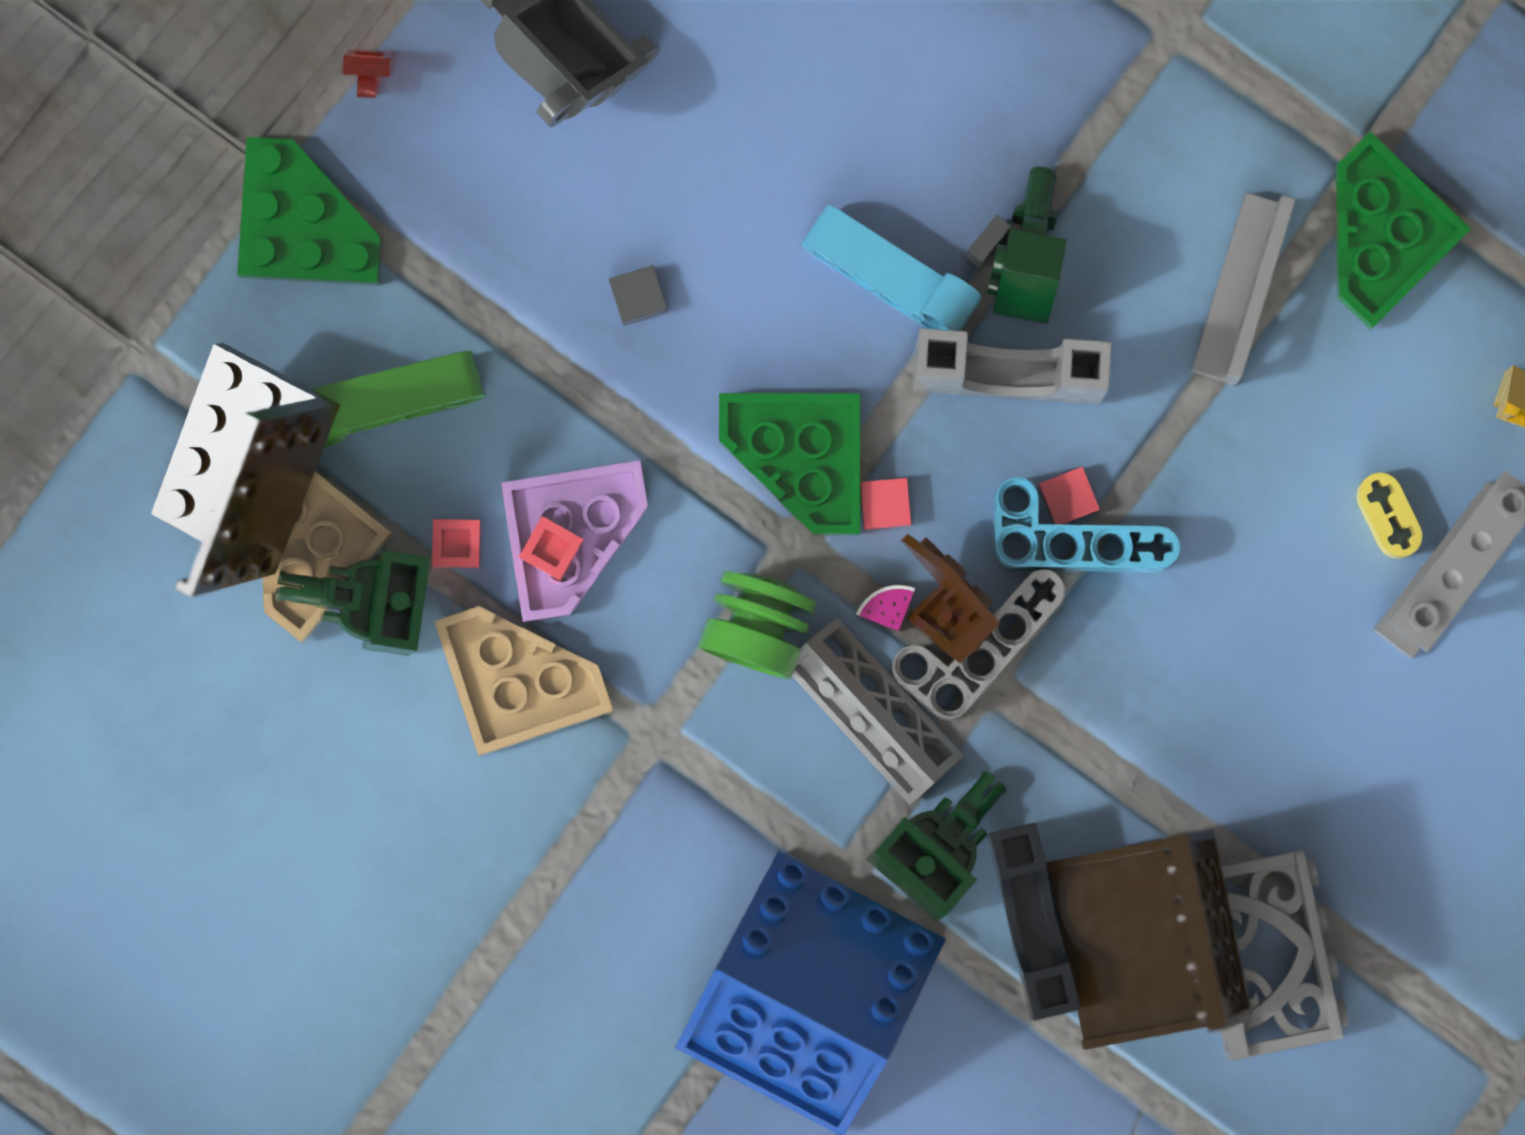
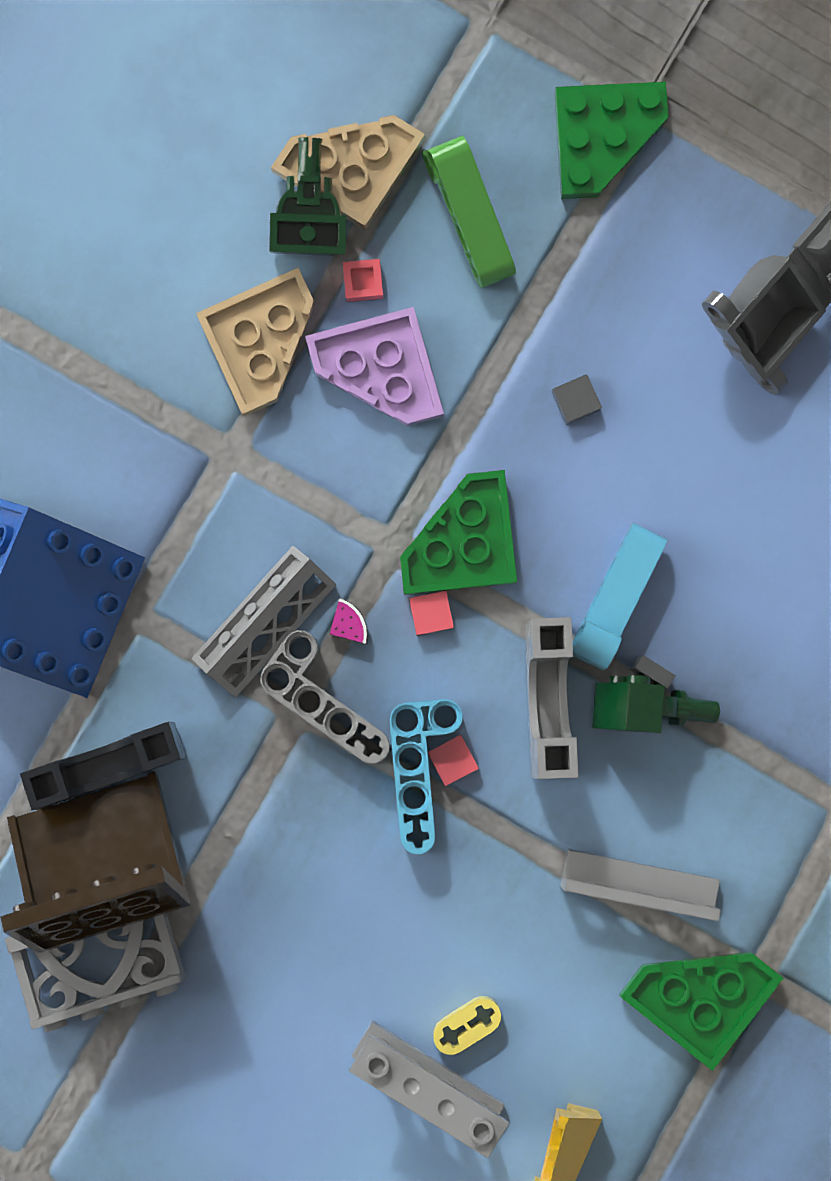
camera: 80 degrees right, 0 degrees up
(242, 468) = (391, 97): dark brown bracket -> none
(369, 68) = (730, 169): clear red tile -> none
(551, 548) = (364, 350): coral tile -> none
(757, 624) = (319, 518): bright green wheel -> none
(932, 855) = (152, 679): dark green brick -> none
(955, 612) = (347, 674): reddish brown bracket -> none

